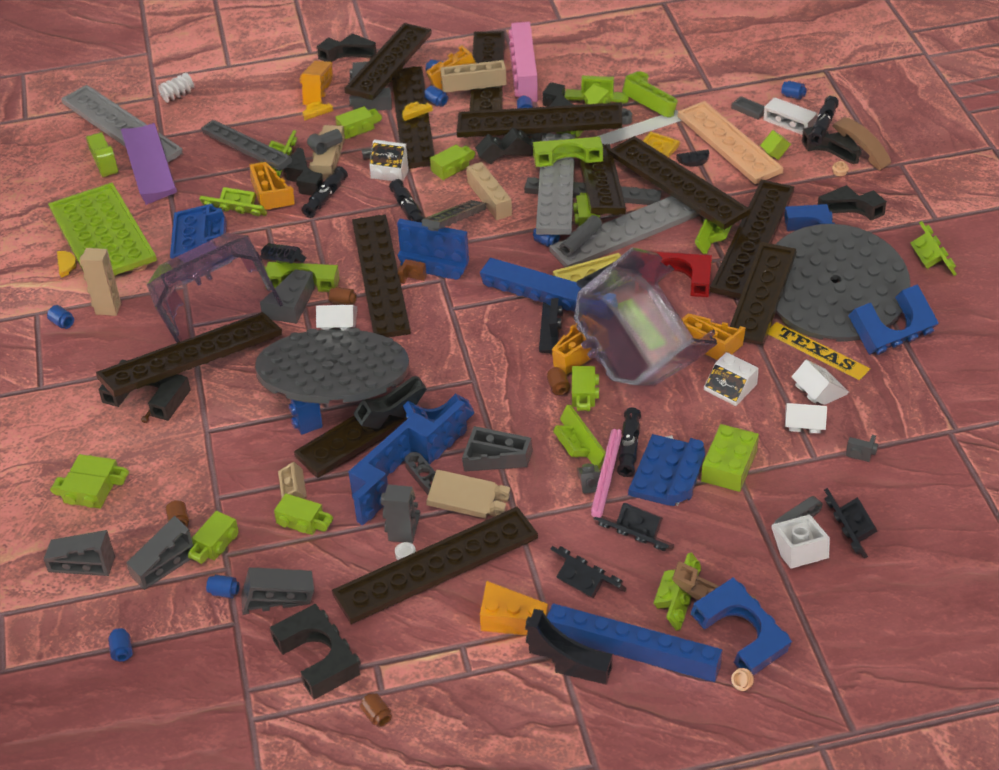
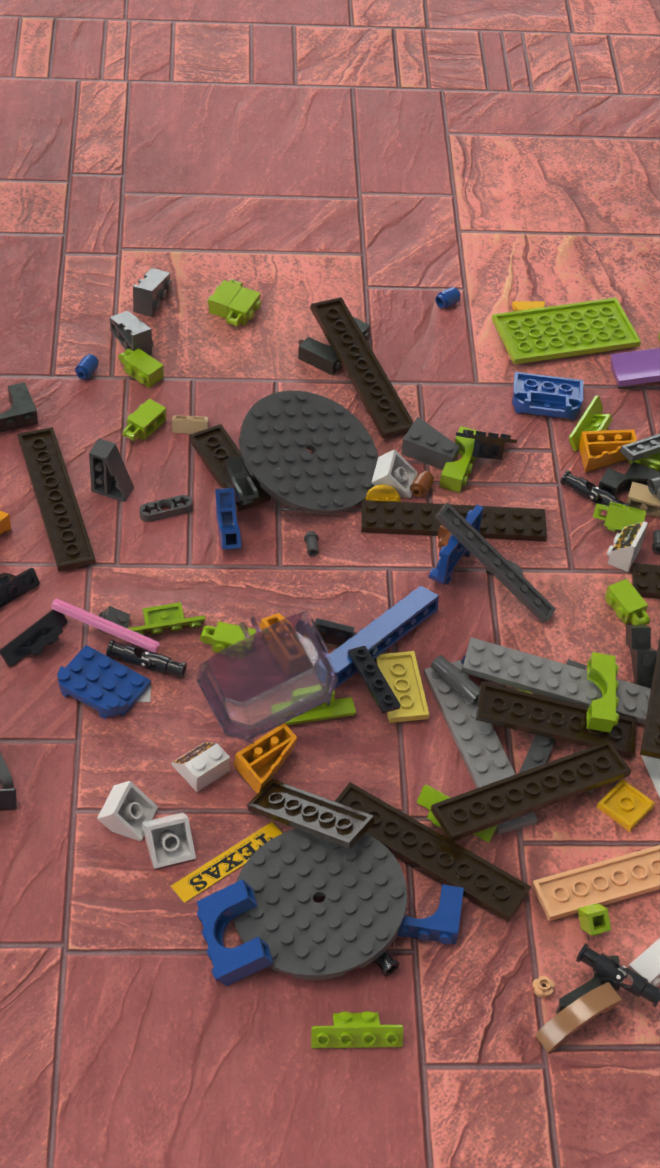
camera: 95 degrees right, 5 degrees up
(100, 281) = (462, 307): tan brick -> none
(120, 645) = (53, 307): blue brick -> none
(177, 509) = (175, 348): dark orange brick -> none
(202, 262) = (434, 380): clear purple windscreen -> none
(276, 587) = (66, 393): dark grey wedge -> none
(355, 168) = (619, 515): none -> lime brick
(363, 319) = (383, 493): none -> yellow tile
(404, 549) = (80, 482): white tile -> none
(406, 201) = (571, 554): black piece -> none
(417, 435) = (196, 495): blue bracket -> none
(441, 358) = (312, 545): none -> dark grey pin
(467, 495) = (124, 528): tan tile -> none
(489, 191) = (564, 624): tan brick -> none
(496, 450) = (168, 554): dark grey wedge -> none
(558, 381) = (245, 618): dark orange brick -> none
(693, 265) = (385, 781): red arch -> none
(694, 158) = (596, 837): black tile -> none
(730, 457) = (92, 730): lime brick -> none
(847, 201) = (475, 965): pearl dark grey arch -> none
(861, 449) = (61, 844): dark grey bracket -> none

